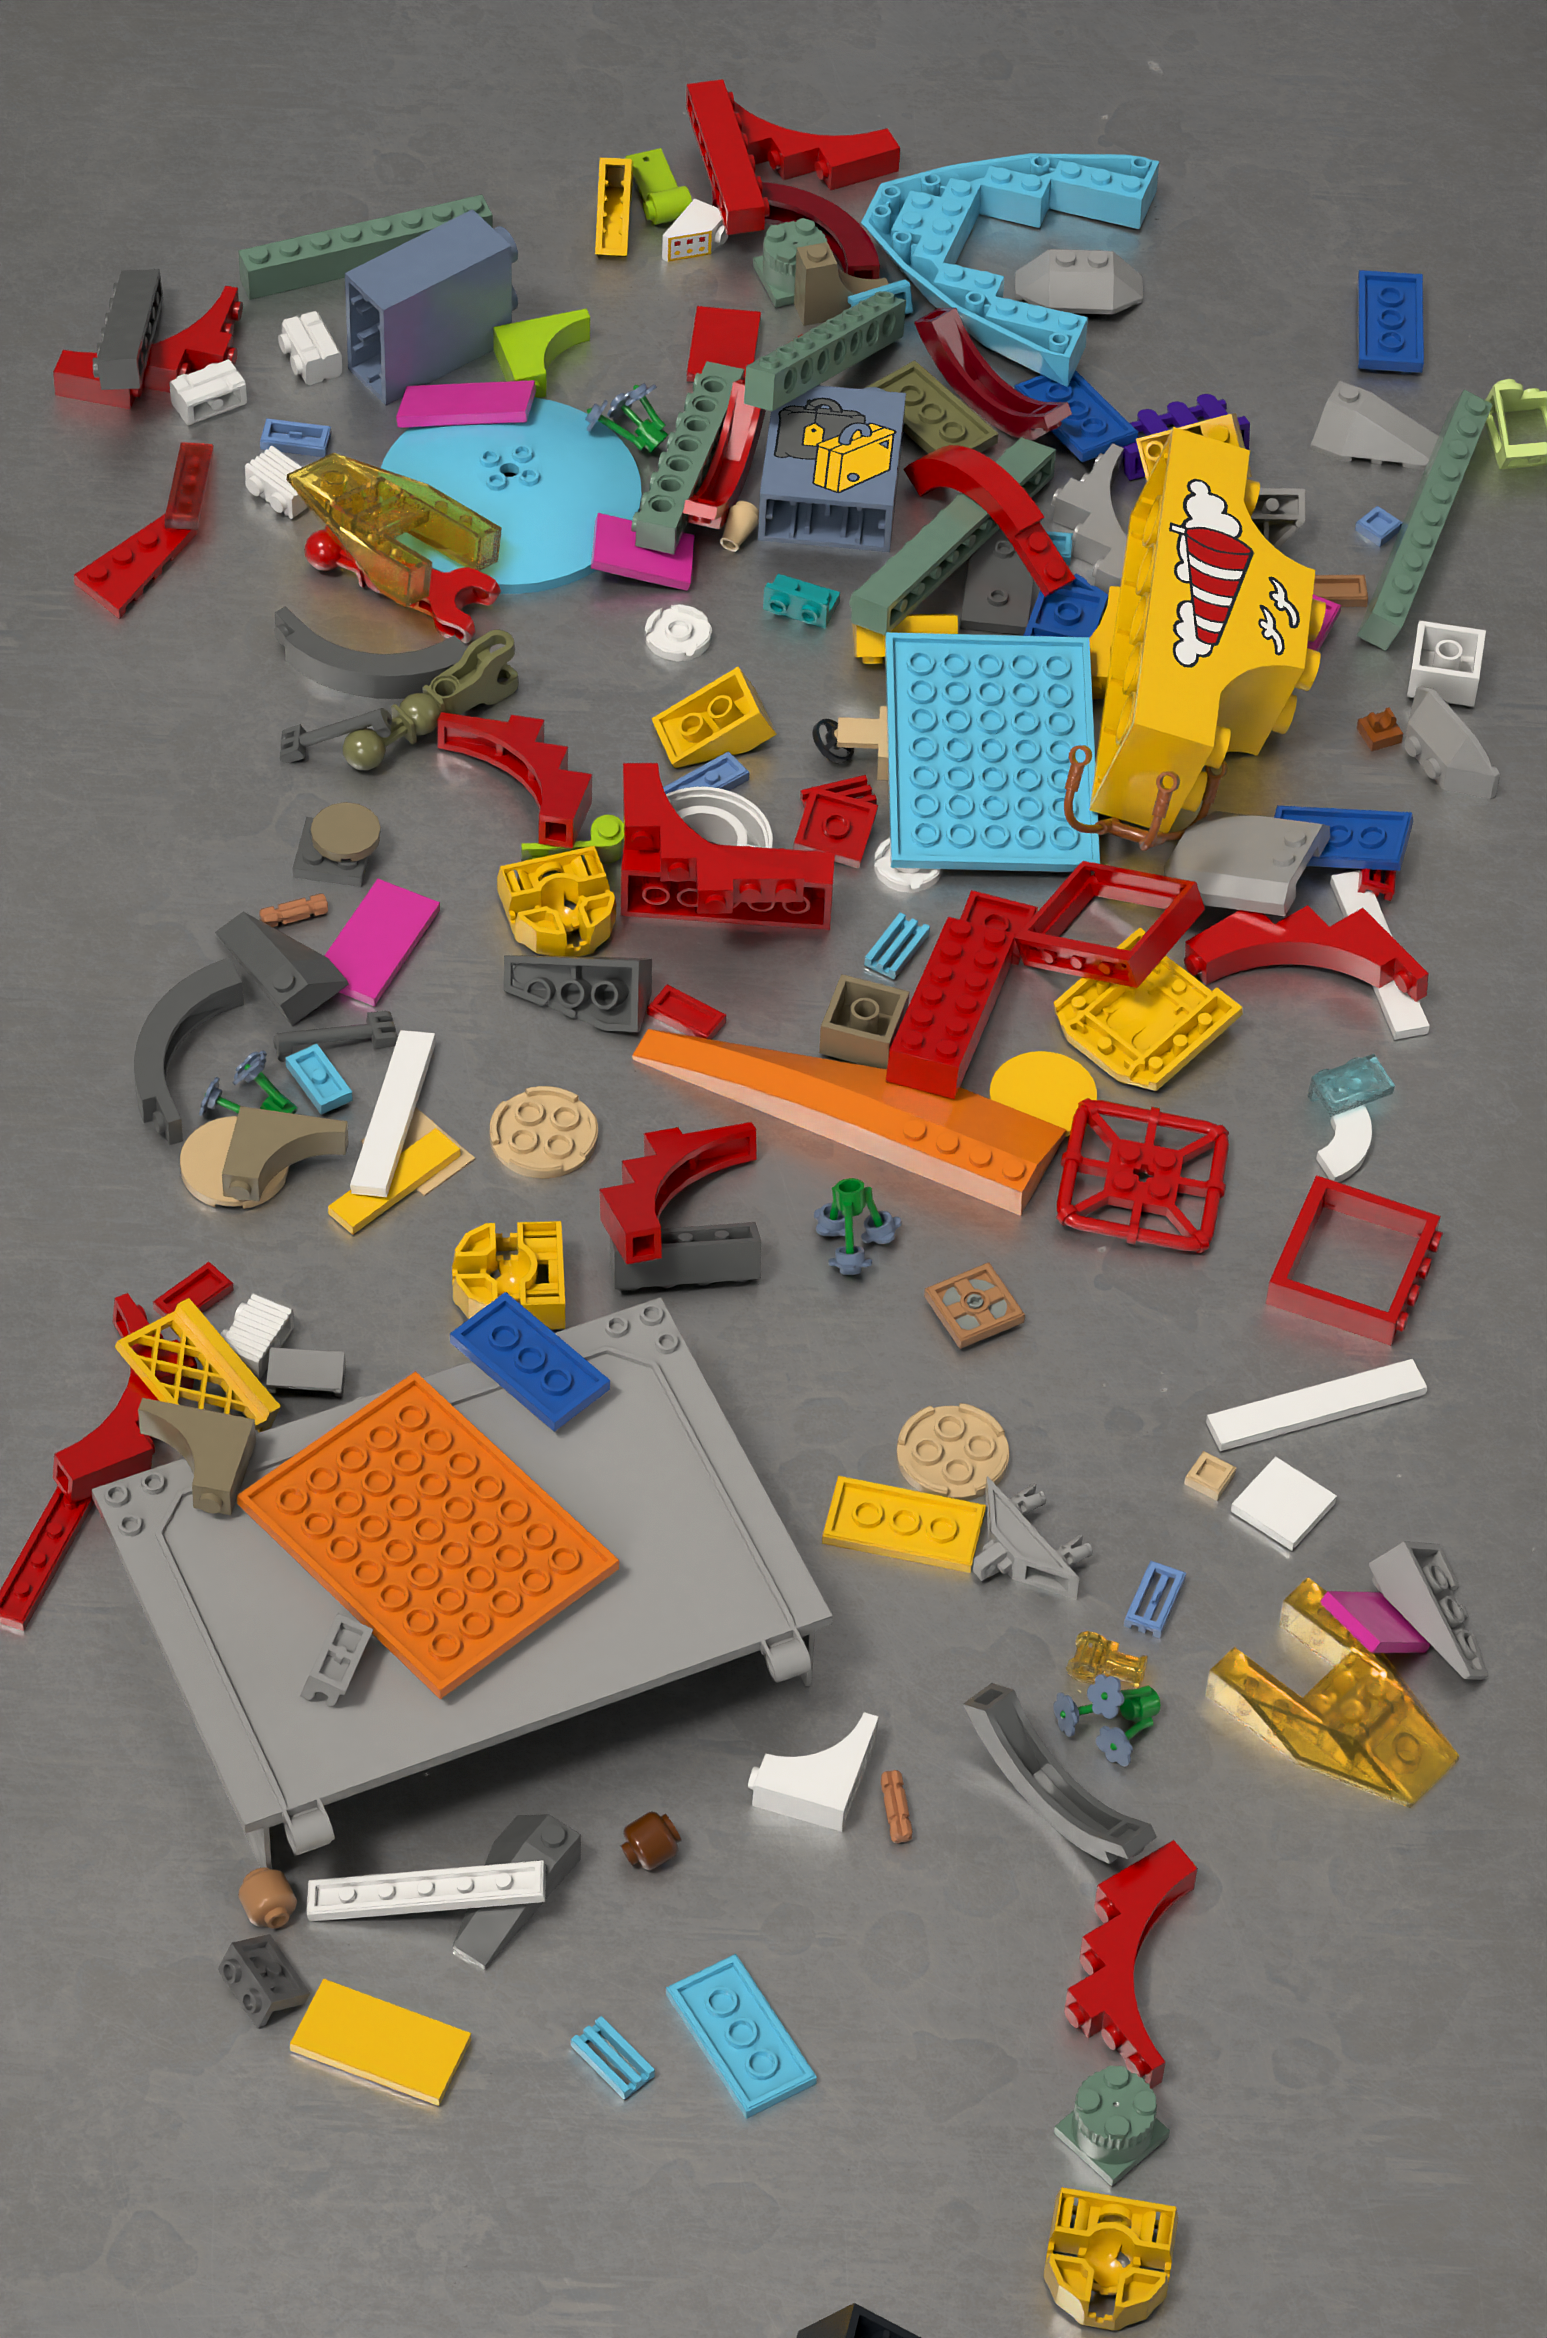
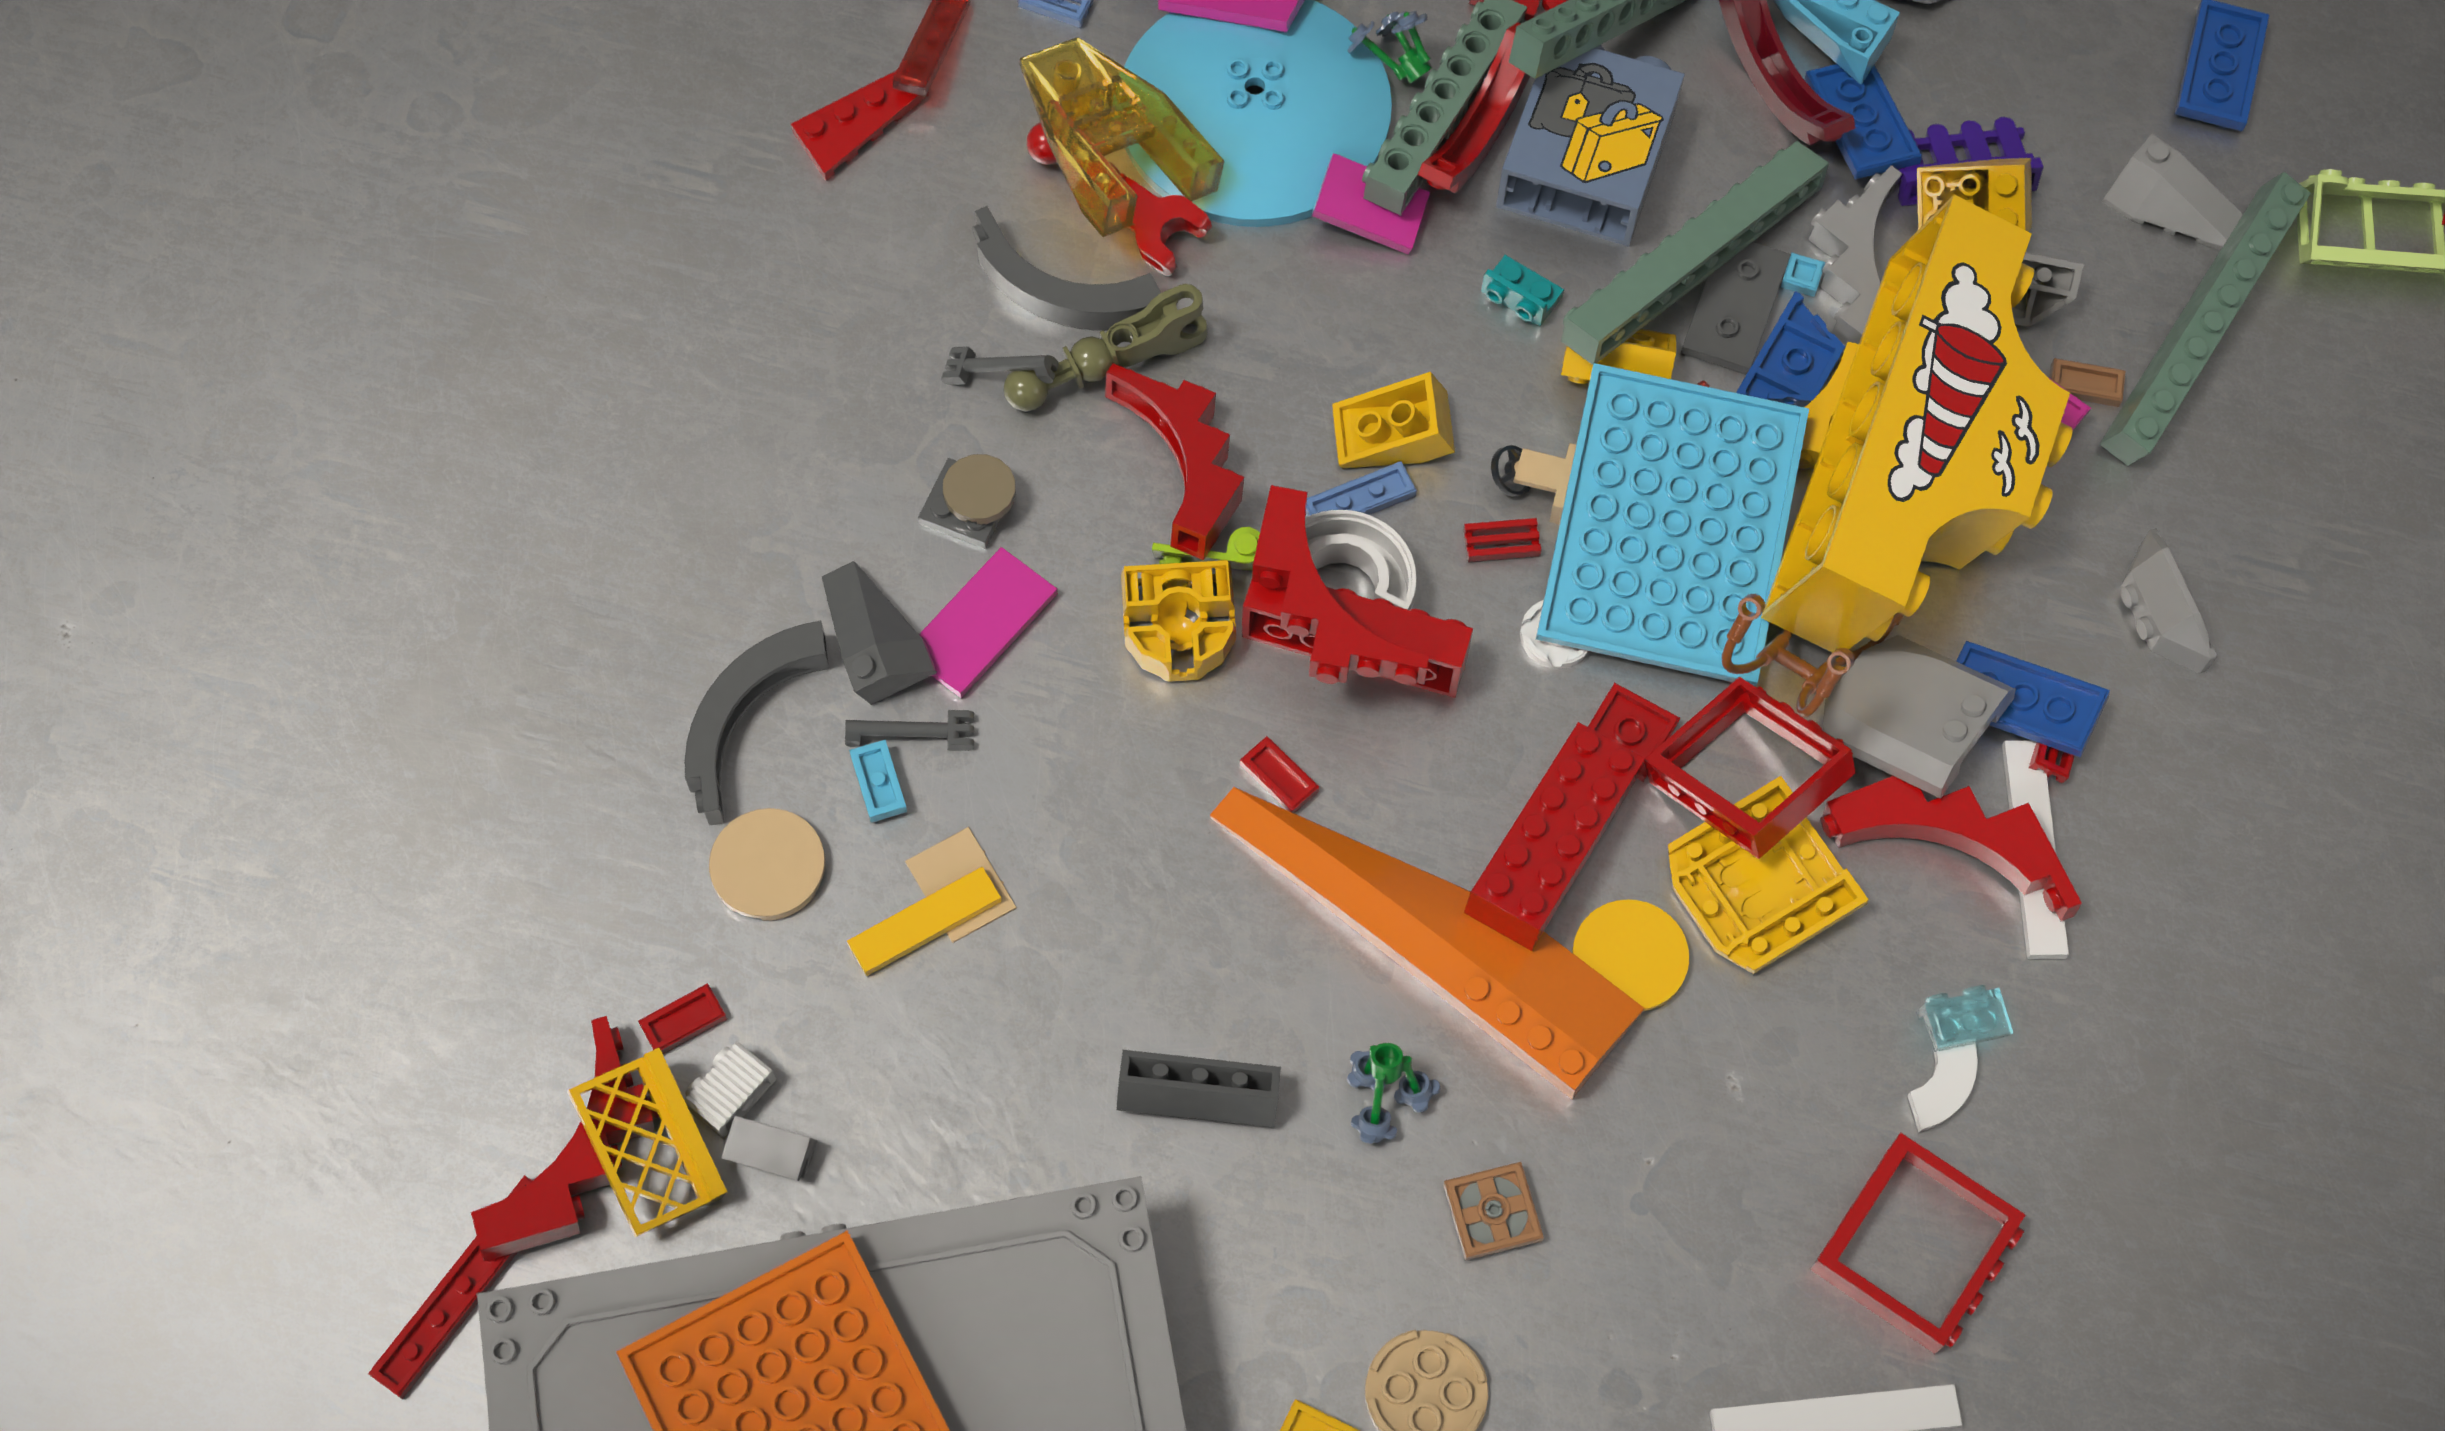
camera: 15 degrees right, 15 degrees up
(212, 1444) = (610, 1287): dark tan arch -> none
(248, 1070) = (824, 810): plant -> none
(267, 478) = (1015, 40): white brick -> none
(271, 1141) = (797, 858): dark tan arch -> none
(294, 910) = (906, 567): nougat axle -> none
(393, 1113) = (942, 841): white tile -> none
(530, 1361) = (975, 1241): blue plate -> none
(536, 1245) = (1031, 1113): yellow connector -> none
(543, 1132) = (1094, 892): tan tile -> none
(597, 990) = (1188, 726): dark grey wedge -> none
(668, 1166) = (1185, 990): red arch -> none
(678, 633) = (1385, 305): white tile -> none
(740, 523) = (1480, 187): tan cone -> none
(836, 825) = (1489, 577): red tile -> none
(862, 1021) = (1459, 831): dark tan brick -> none
(908, 927) = (1540, 713): medium azure tile -> none
(934, 413) = (1714, 94): olive plate -> none
(1003, 500) = (1755, 223): red arch -> none
(1160, 1163) = (1725, 1107): red plate -> none
(1378, 526) = (2153, 311): medium blue tile -> none
(1380, 730) = (2098, 566): dark orange tile -> none
(1447, 661) = (2189, 502): white brick -> none

